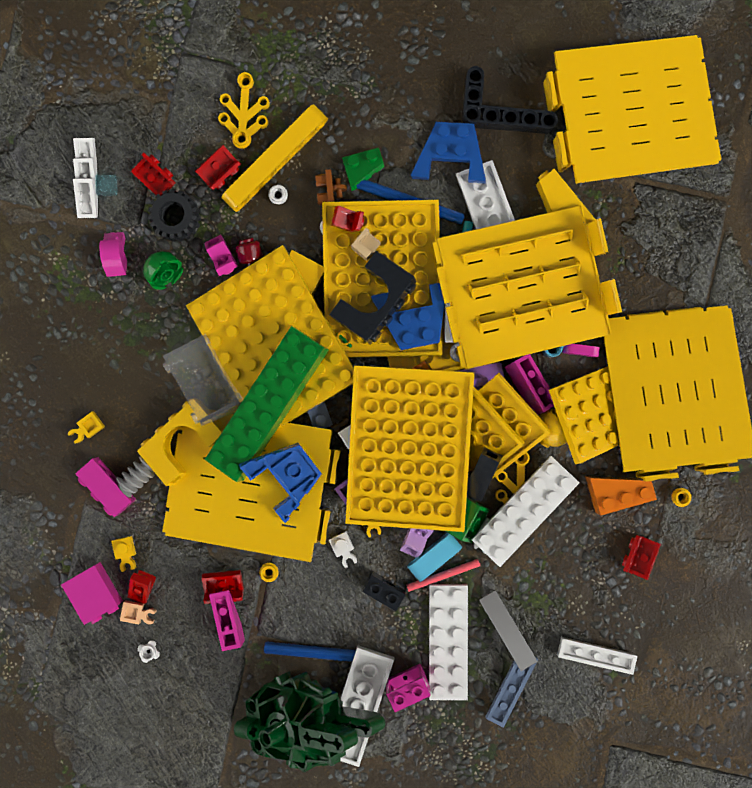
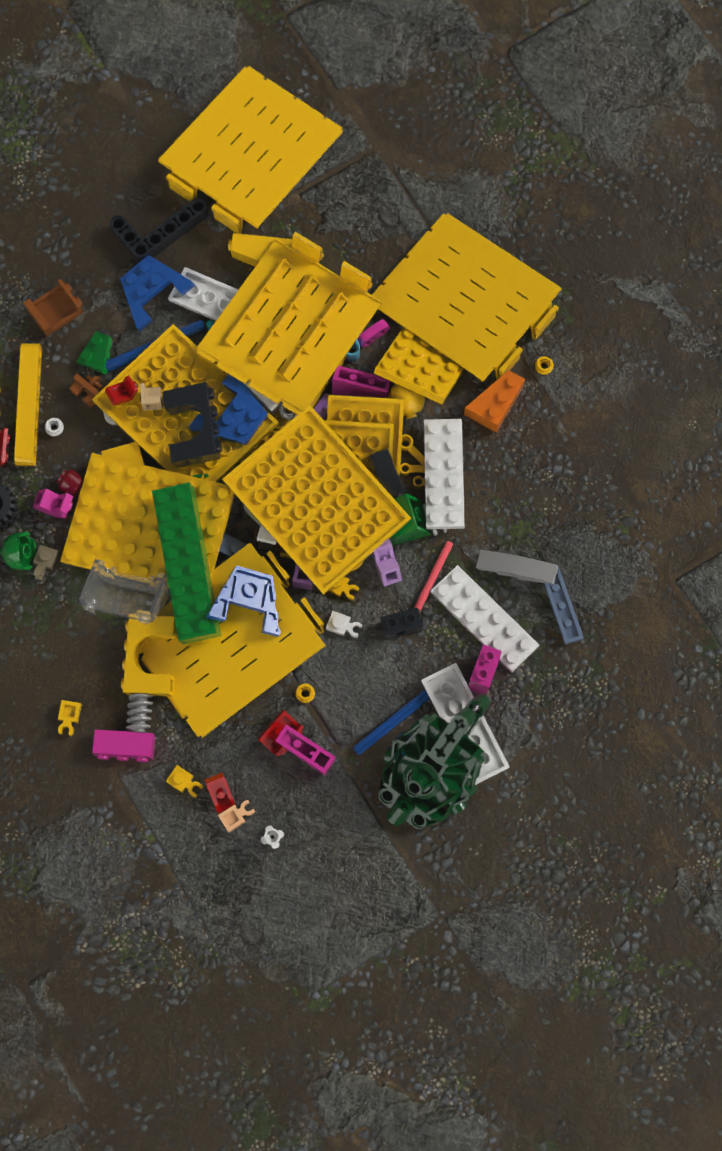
camera: 45 degrees left, 15 degrees down
(92, 594) = (188, 832): dark pink brick -> none
(178, 292) = (45, 560): none -> dark tan plate
(364, 98) = (55, 308): none -> dark orange panel
(434, 557) = (413, 567): medium azure beam -> none
(597, 655) = (597, 526): white plate -> none
(641, 556) = (557, 429): red bracket -> none

